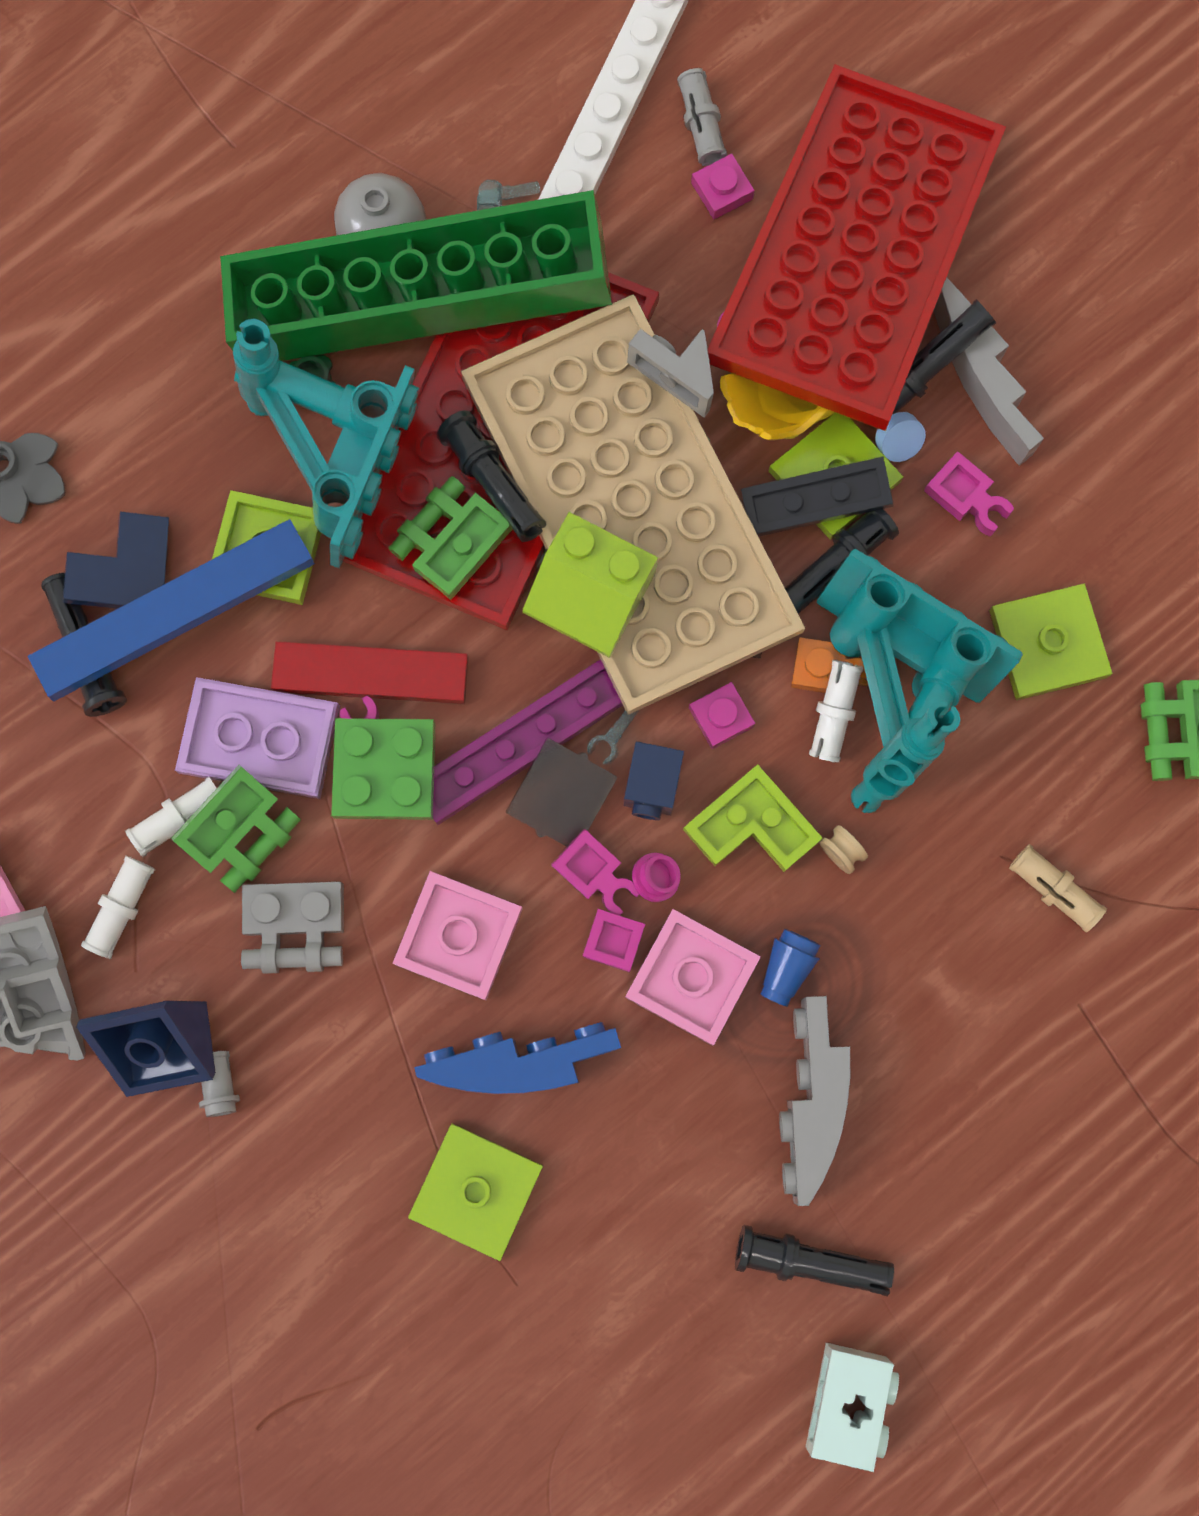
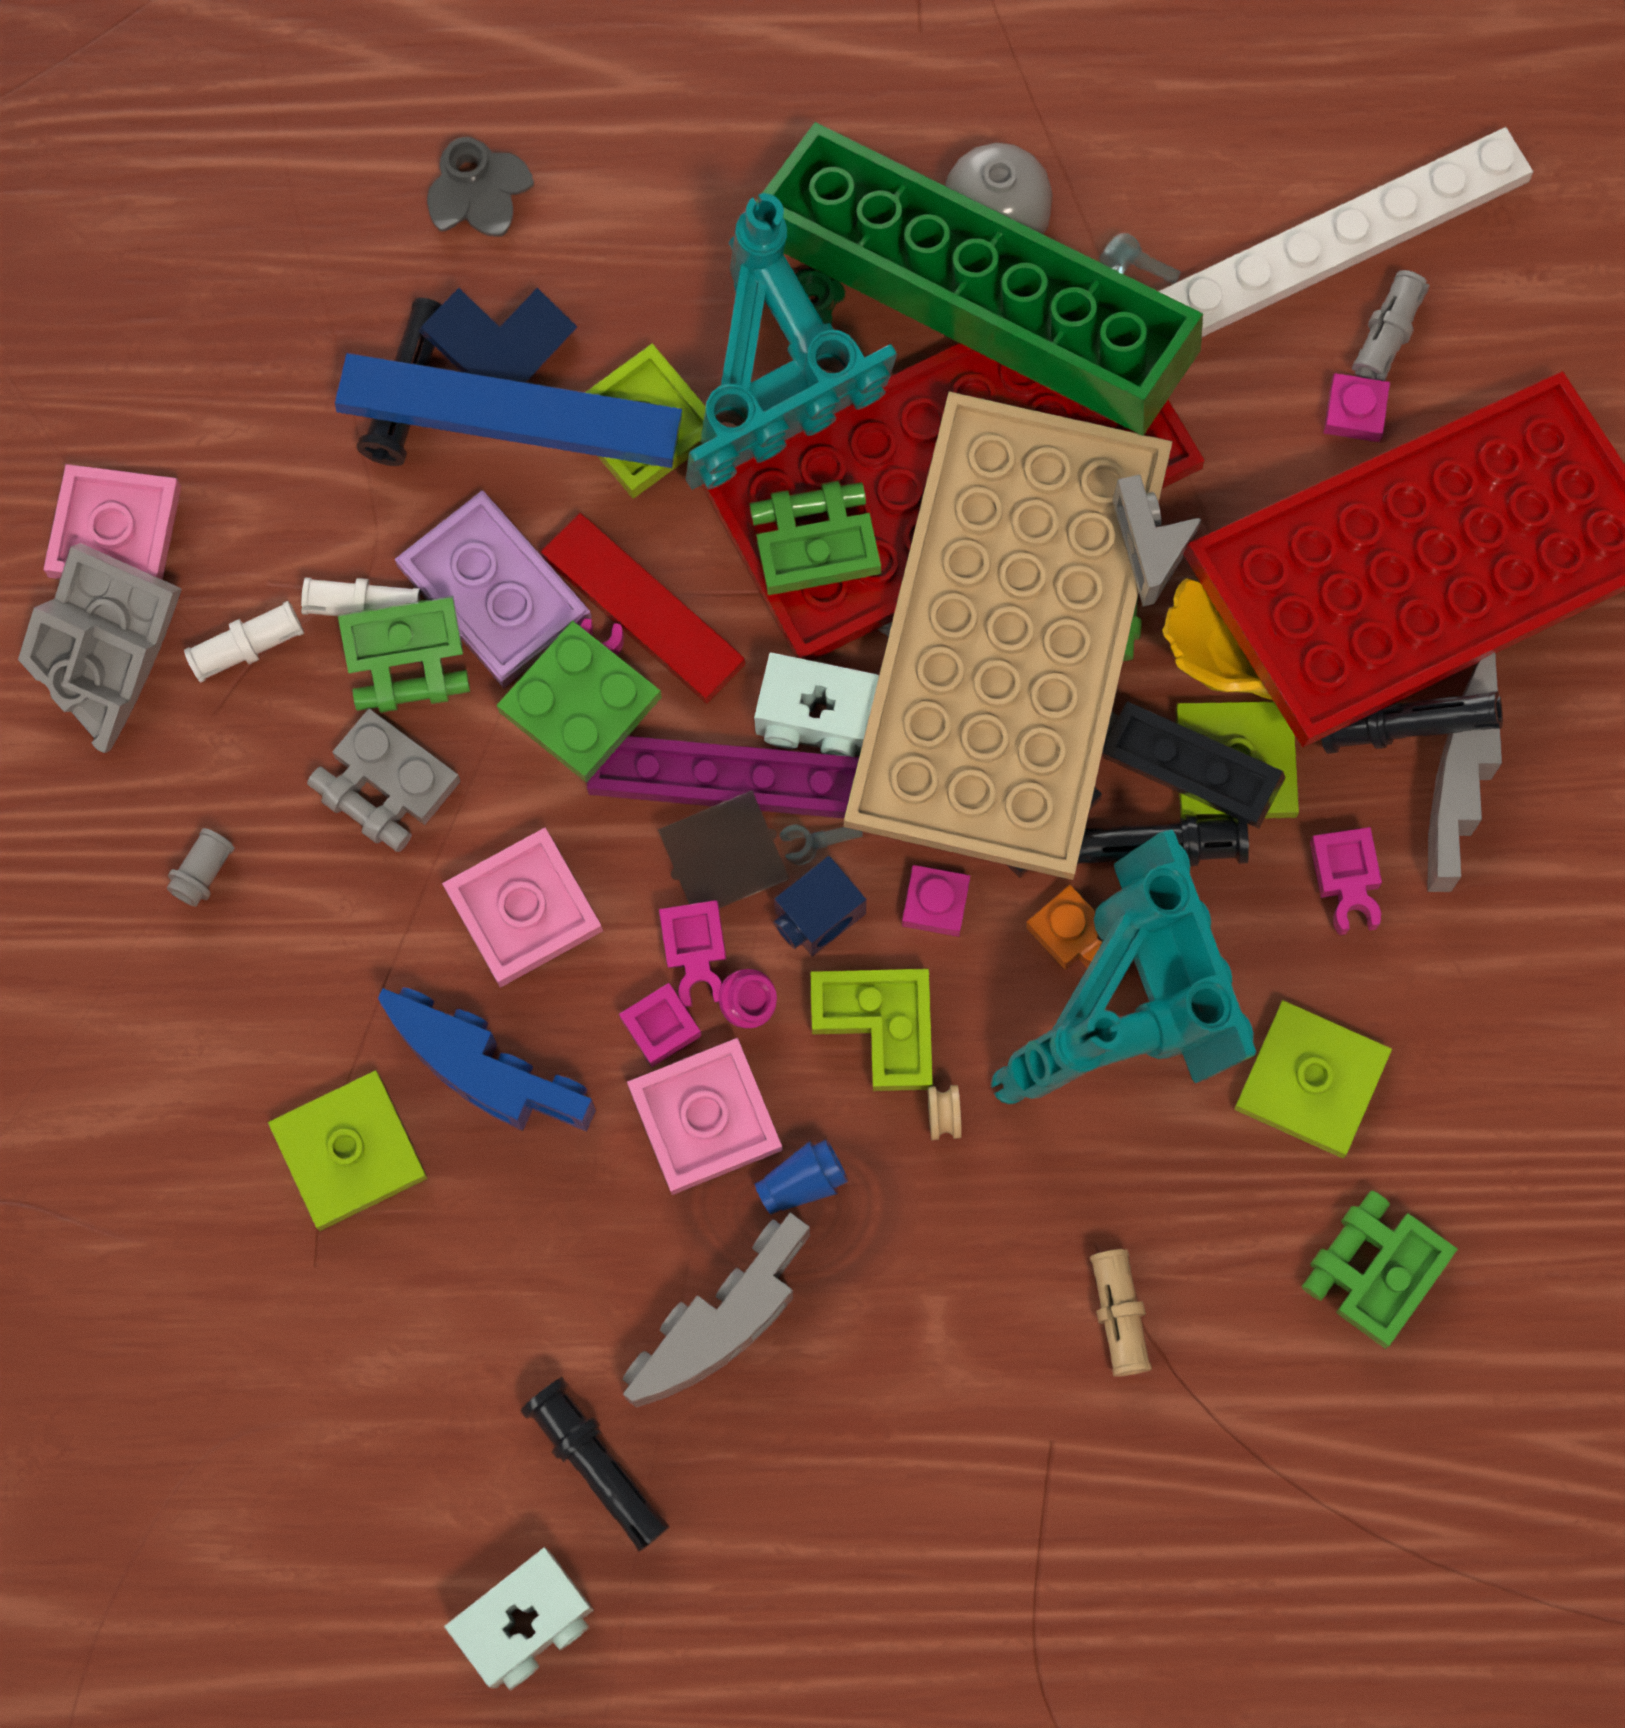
camera: 40 degrees right, 5 degrees down
(153, 1045) = (173, 784): dark blue slope -> none
(481, 460) = (898, 487): black pin -> none
(525, 670) = (793, 689): none -> light aqua brick
(590, 584) = (900, 675): lime slope -> none
(835, 711) = (1043, 978): white pin -> none
(902, 437) = (1326, 772): light blue tile -> none

